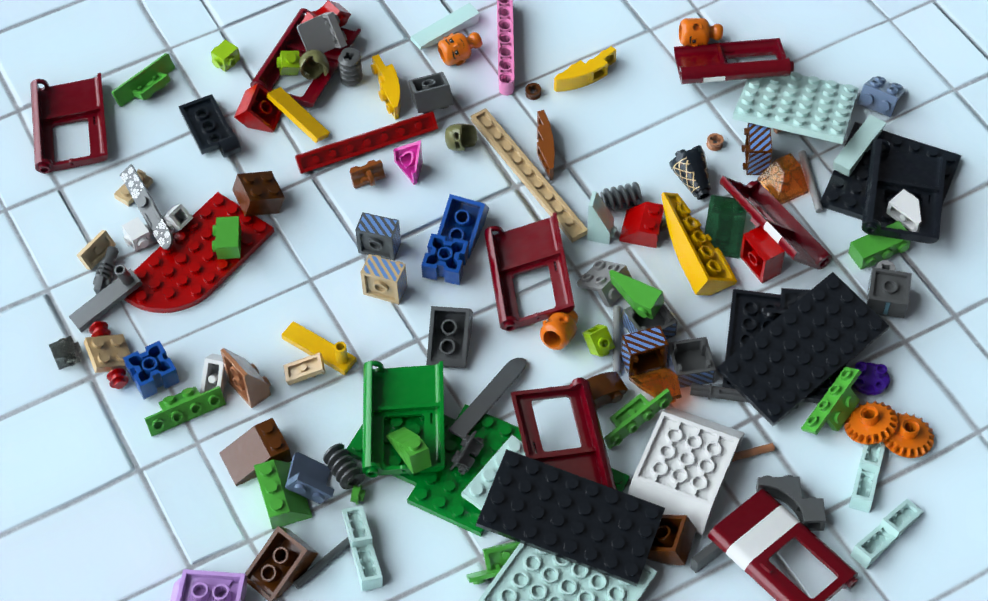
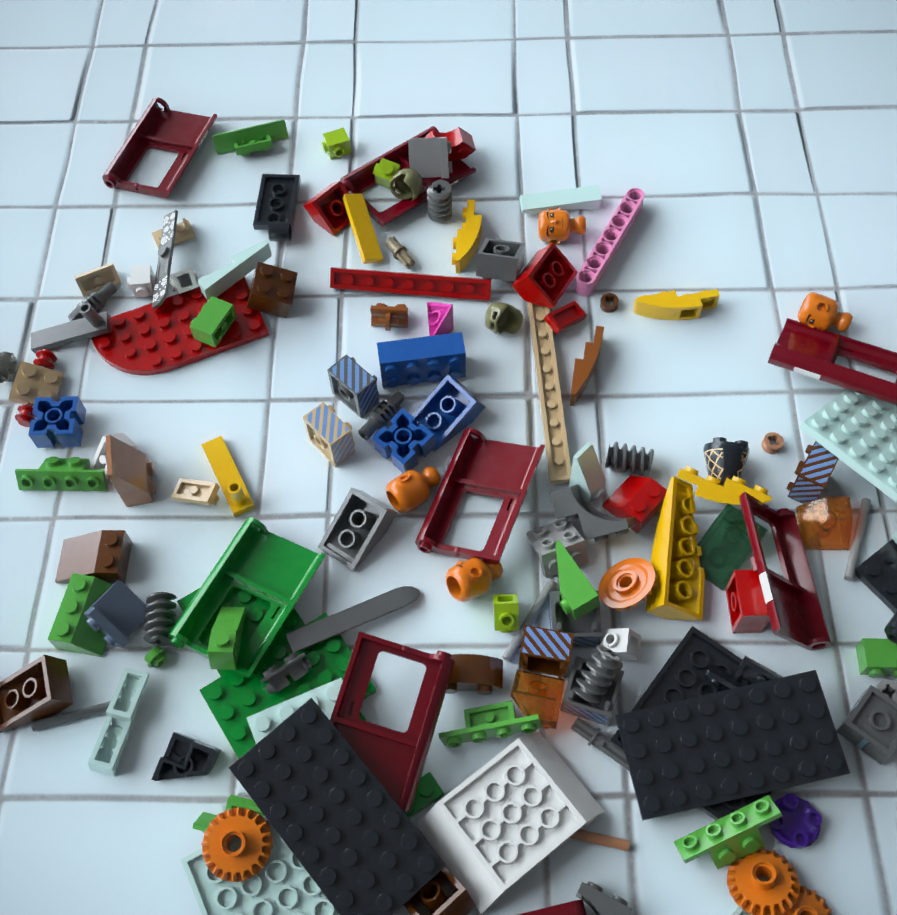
camera: 30 degrees right, 5 degrees up
(218, 183) = (241, 265): none -> light aqua slope
(340, 121) = (399, 252): none -> dark tan axle
(412, 249) = (381, 415): none -> dark grey hinge
(419, 193) = (422, 359): none -> blue brick
(429, 547) = (185, 758): none -> black slope
(473, 91) = (545, 277): none -> red slope
(473, 289) = (411, 489): none -> orange piece
(507, 115) = (565, 317): none -> red tile
(510, 581) = (255, 846): none -> orange gear
(598, 248) = (572, 505): none -> dark grey arch
(674, 279) = (627, 583): none -> orange gear
(691, 344) = (599, 676): none -> dark grey piece
(692, 189) = (729, 493): none -> yellow slope
(692, 322) = (623, 642): none -> white brick

